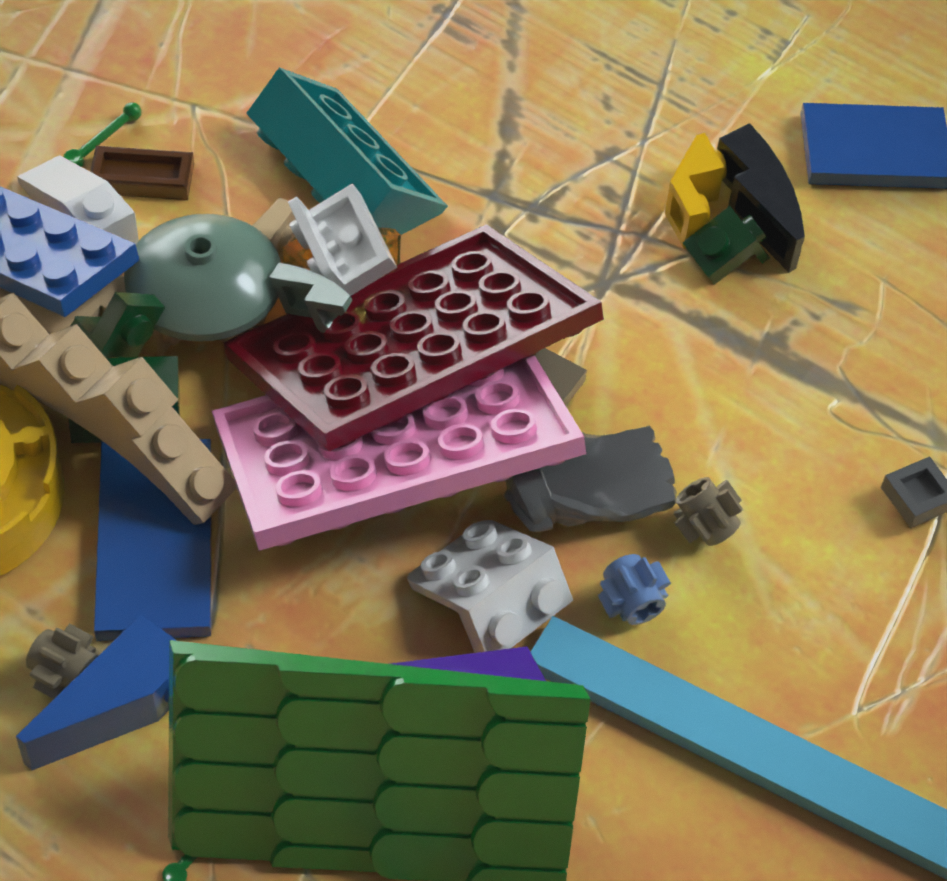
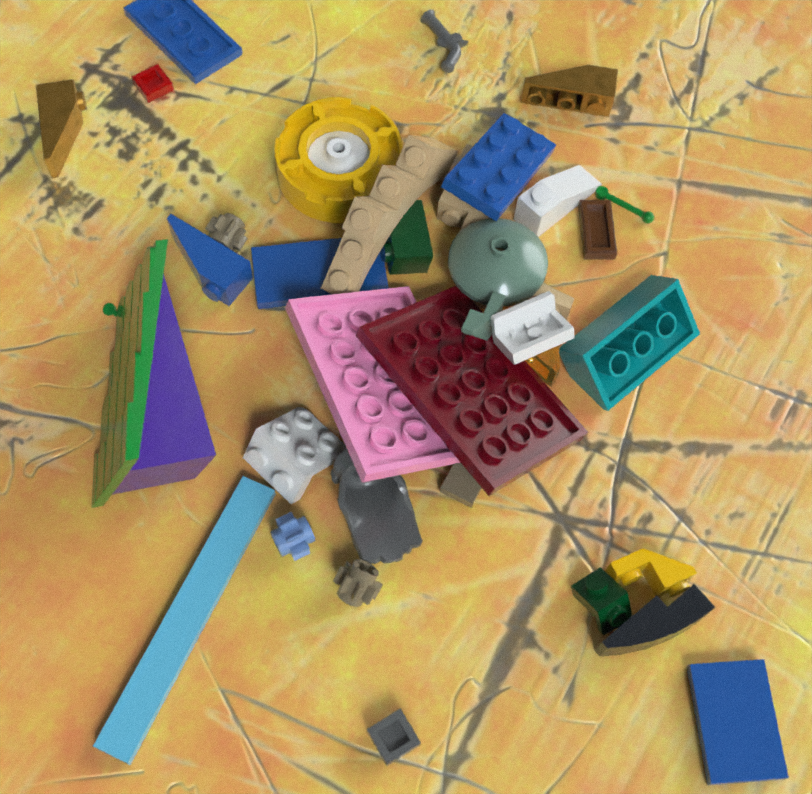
camera: 85 degrees right, 10 degrees up
(124, 324) = (446, 219): dark green bracket -> none

